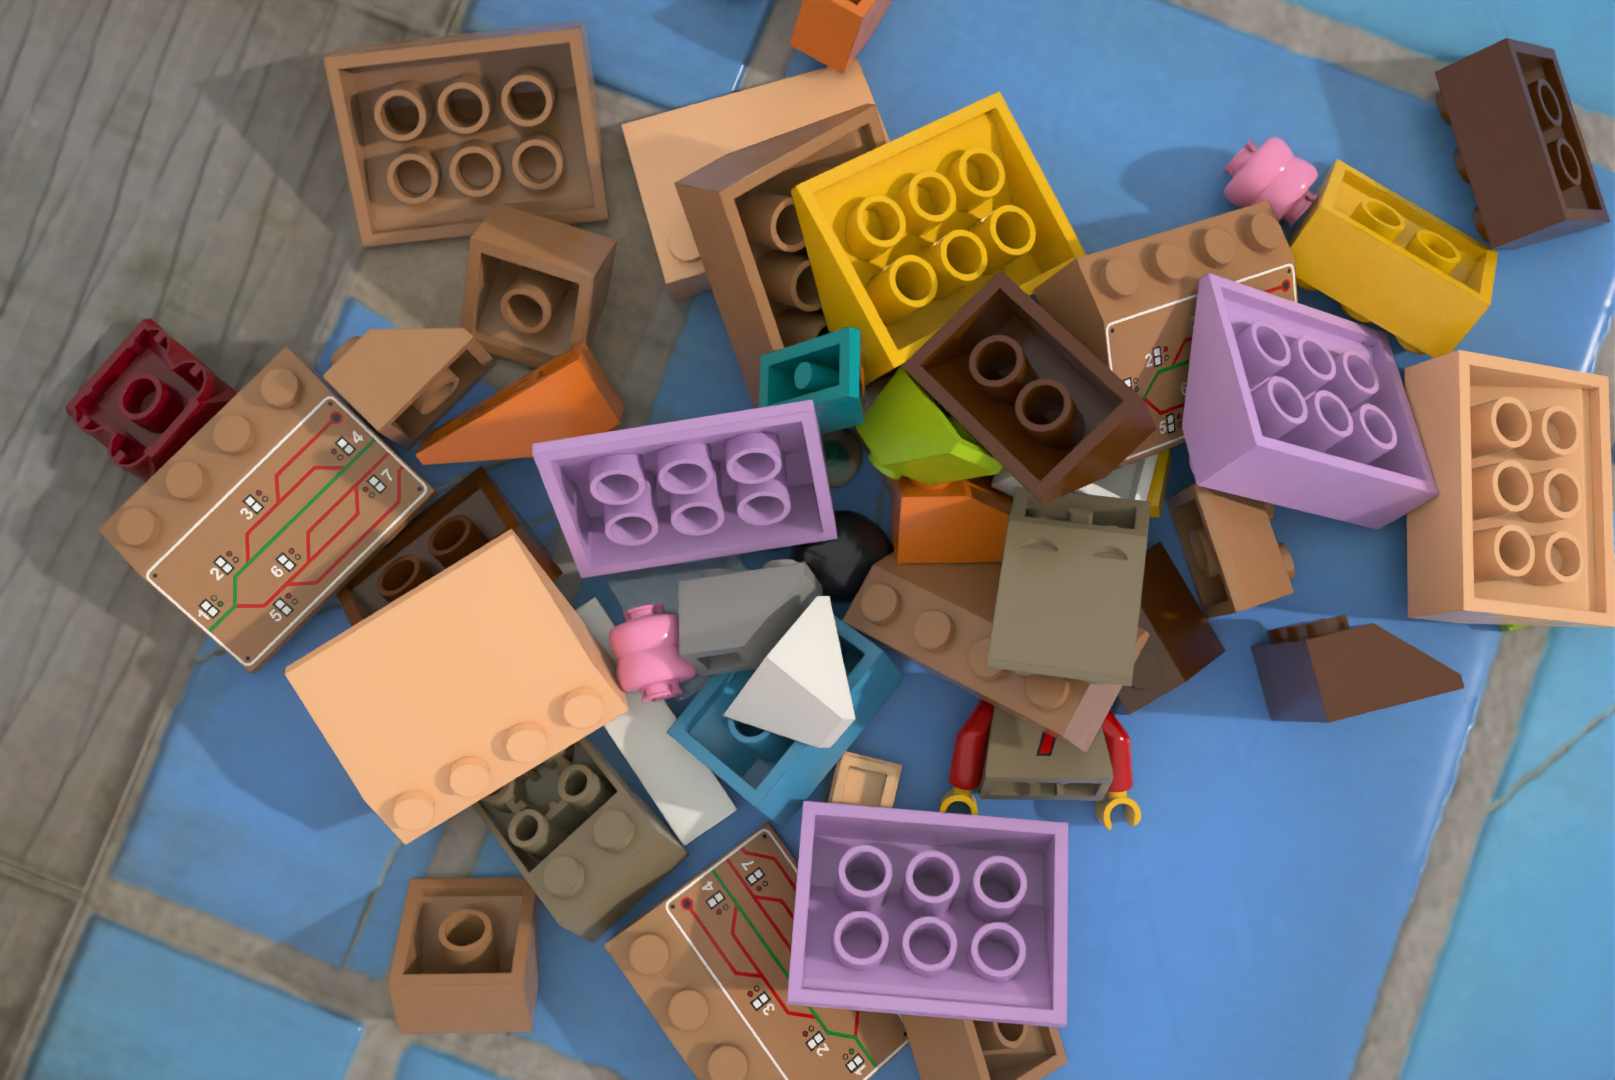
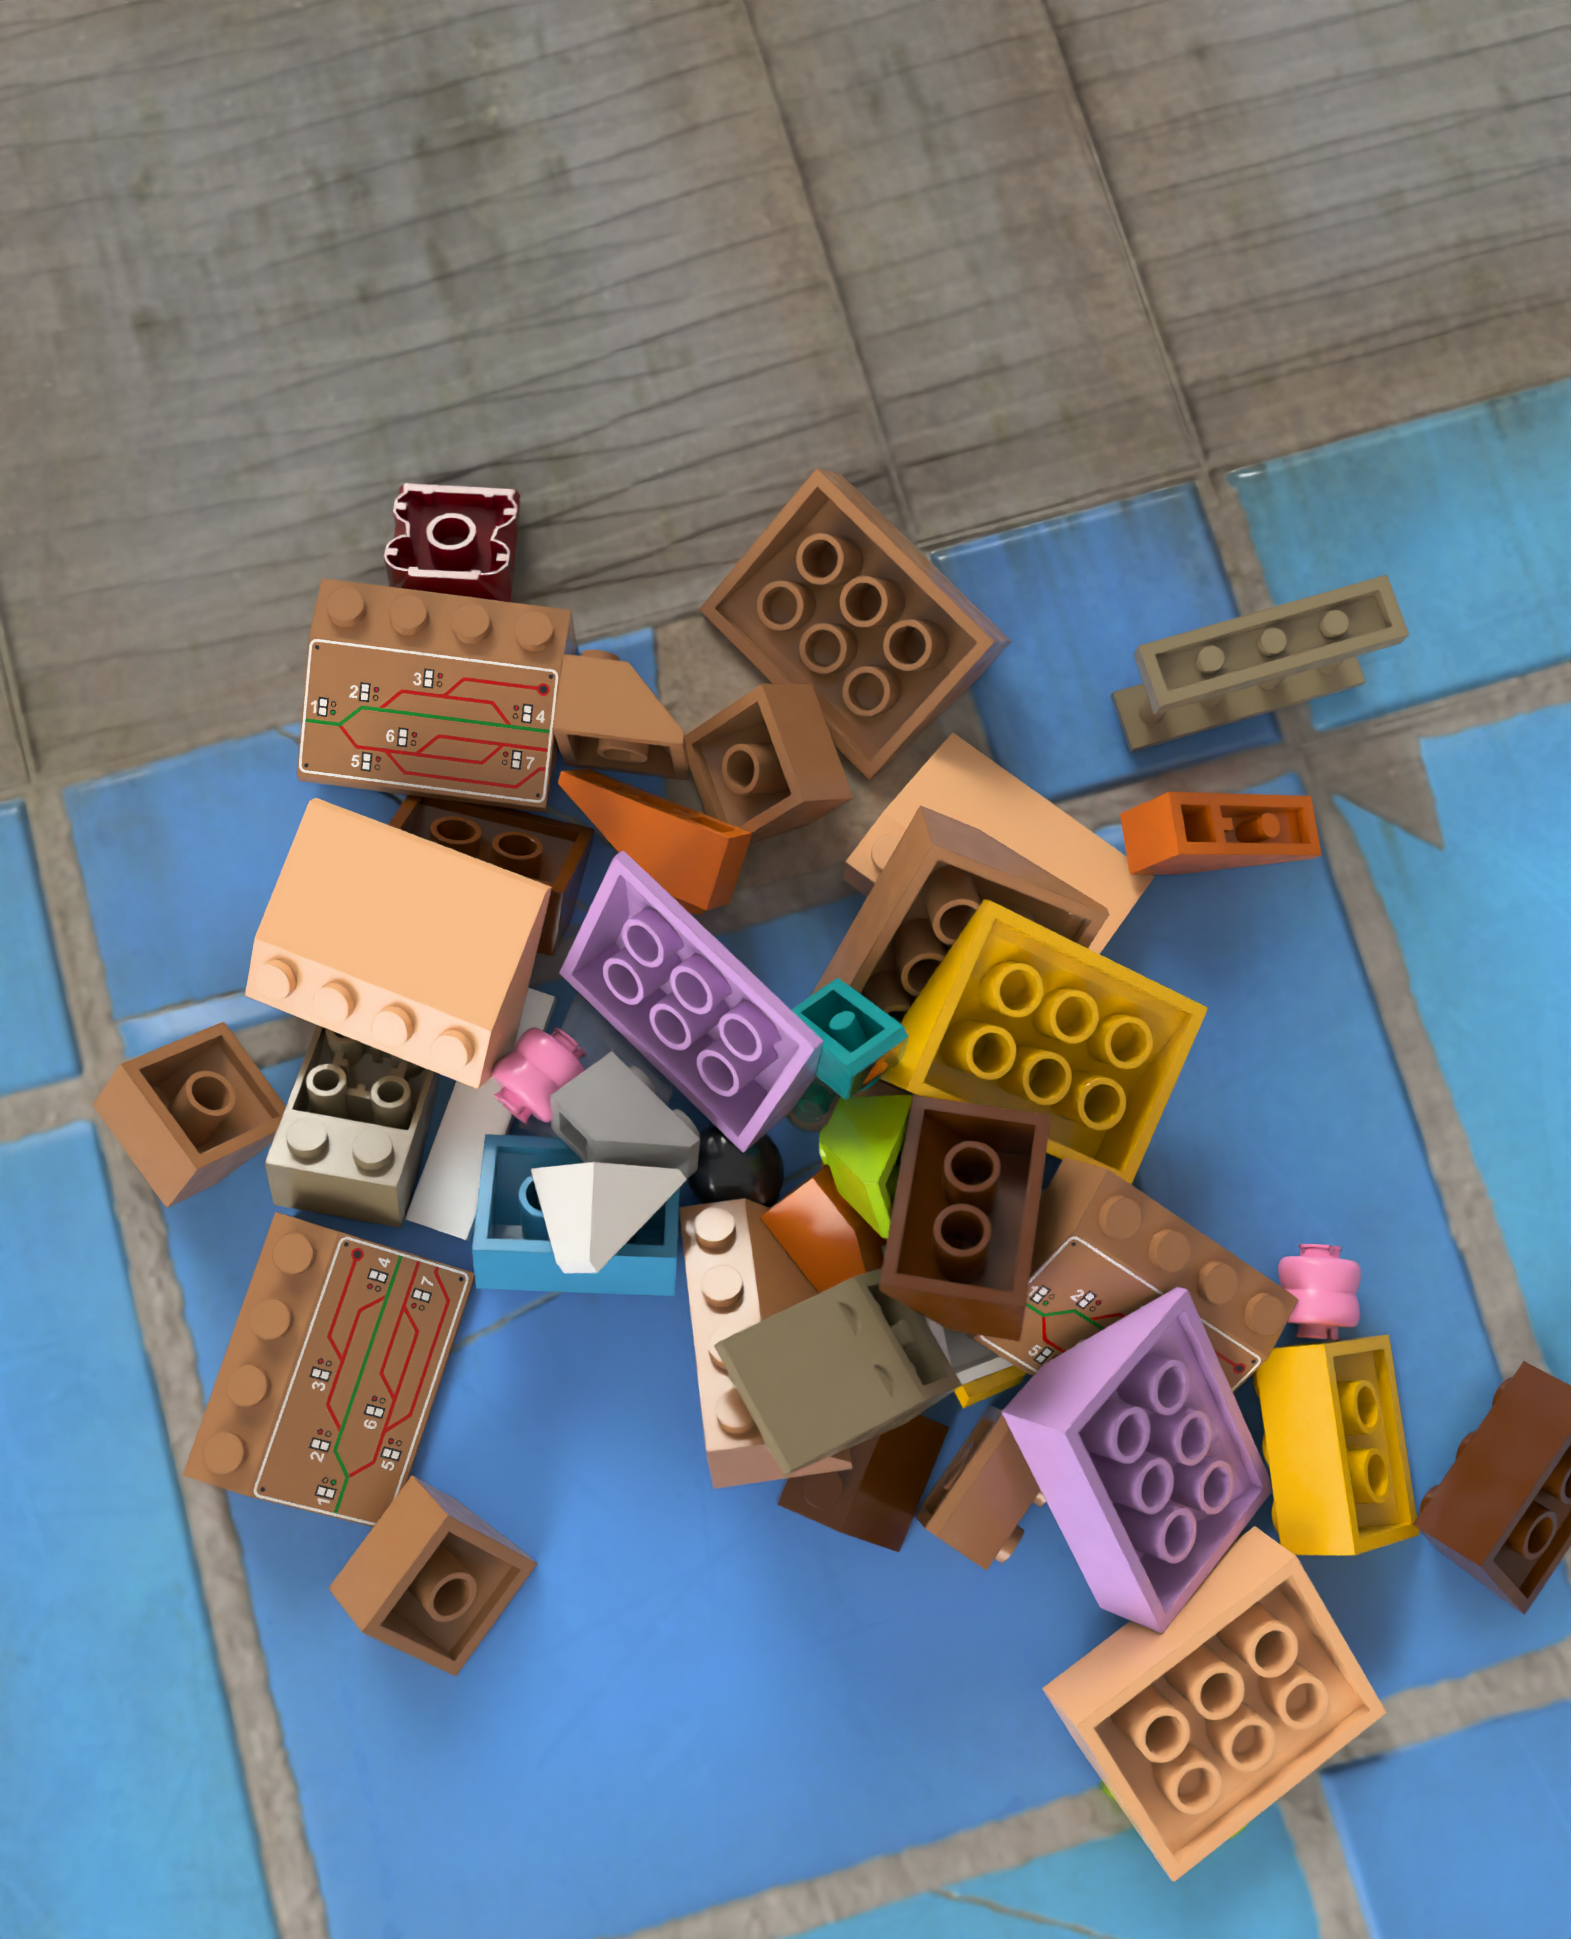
camera: 50 degrees right, 5 degrees down
(864, 781) = (559, 1331): light nougat tile -> none
(931, 915) = (488, 1460): lavender slope -> none
(1024, 763) = (670, 1446): torso -> none
(1341, 671) = (946, 1662): reddish brown slope -> none

